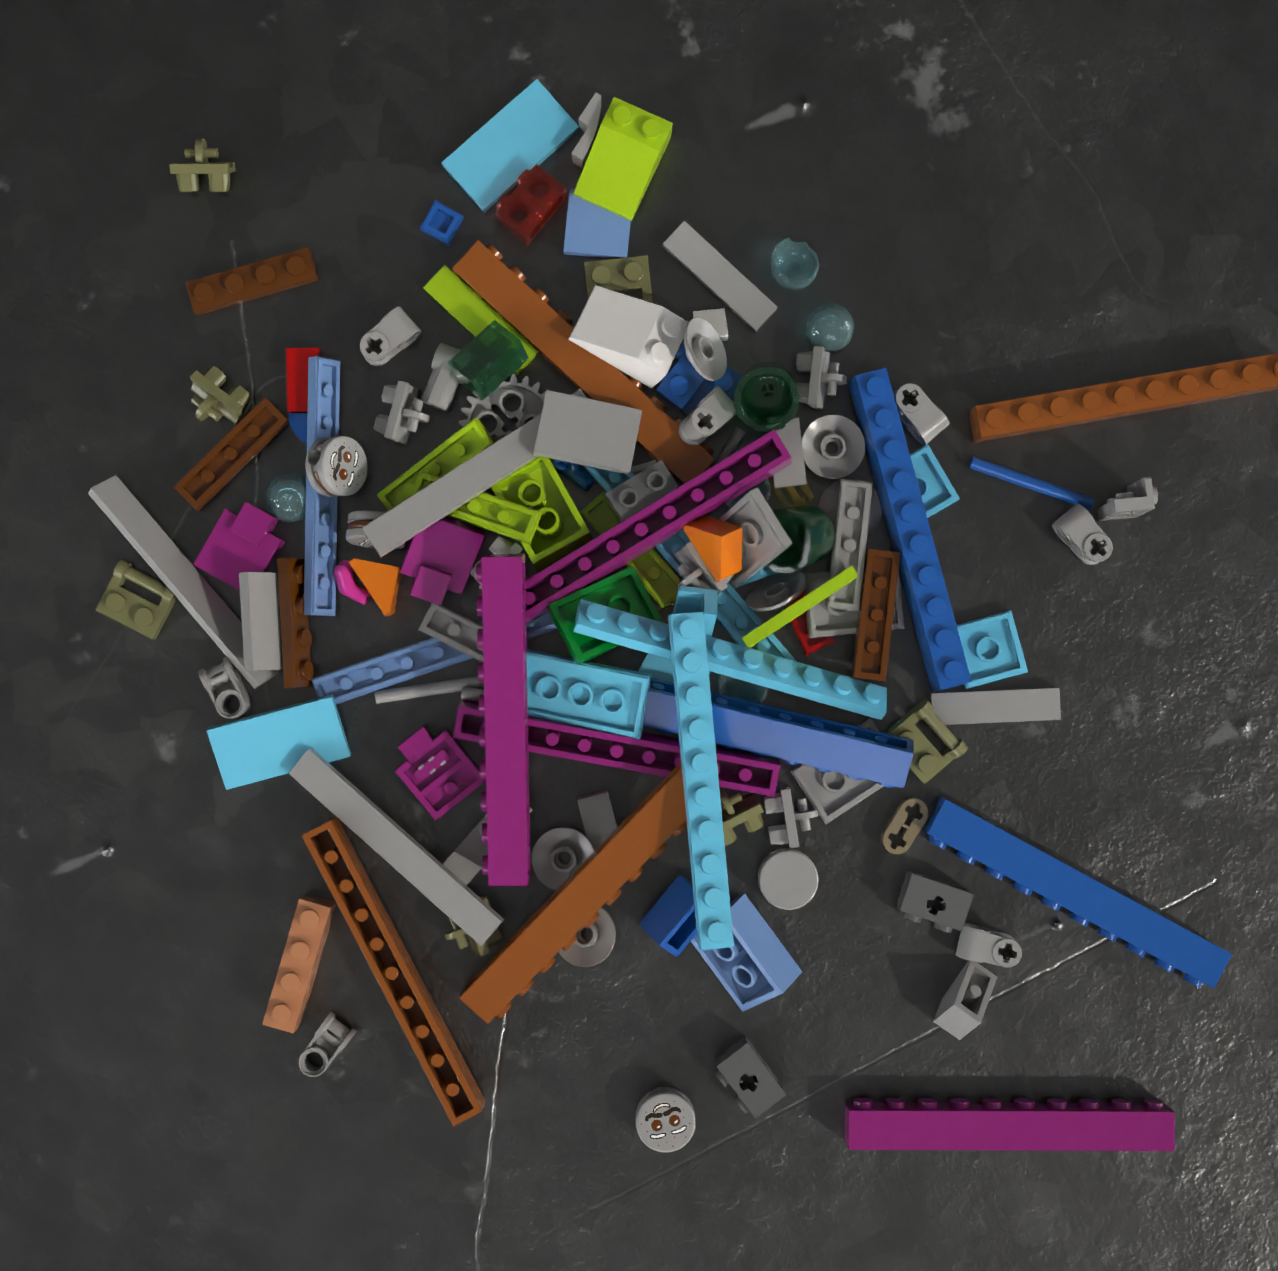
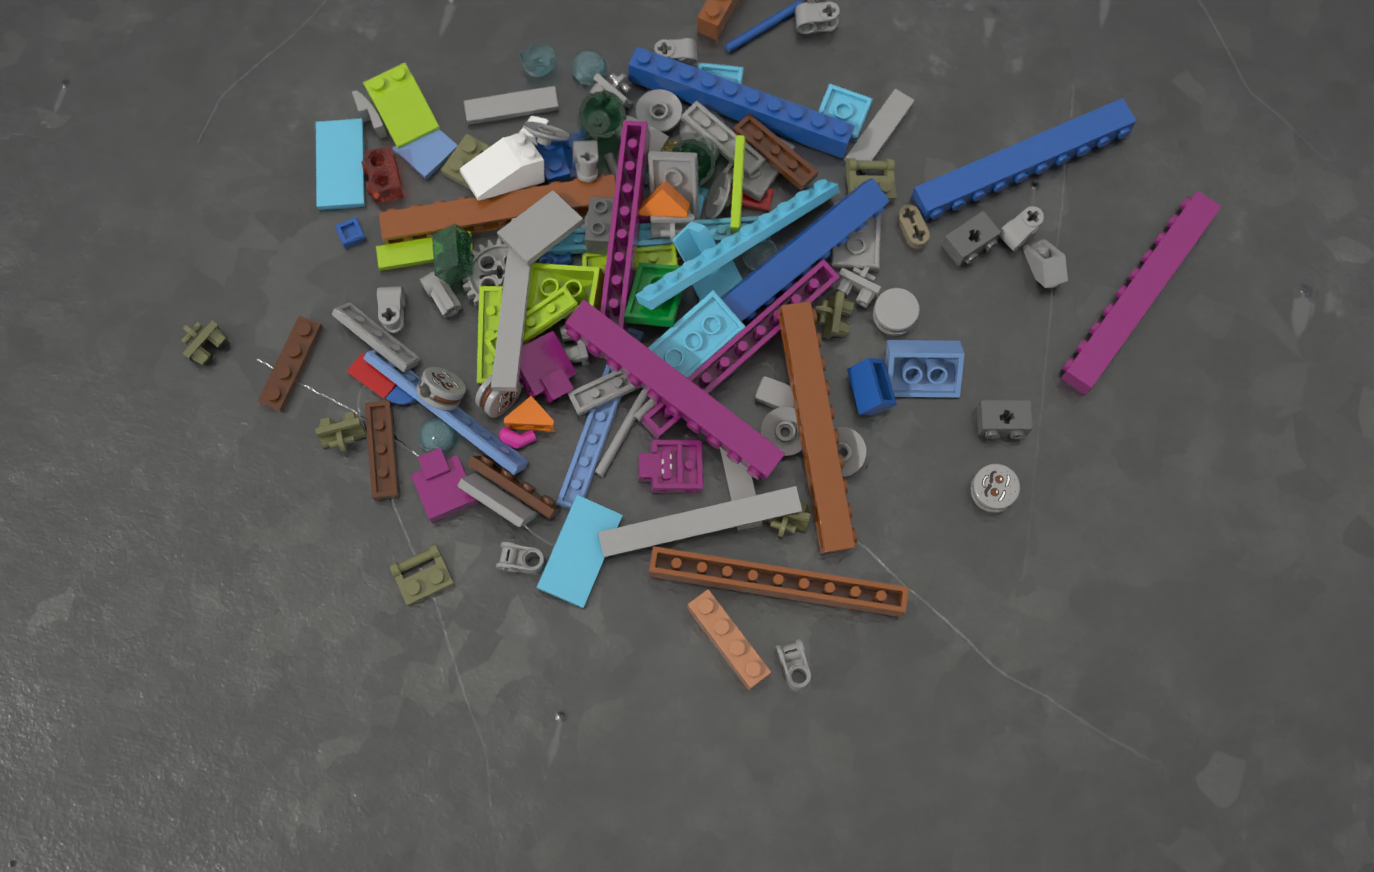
camera: 50 degrees left, 15 degrees down
(176, 572) = (431, 535): light grey tile -> none
(344, 348) = (376, 336): none -> light grey tile
(404, 412) = (433, 325): light grey hips -> none
(700, 781) = (799, 300): medium azure plate -> none

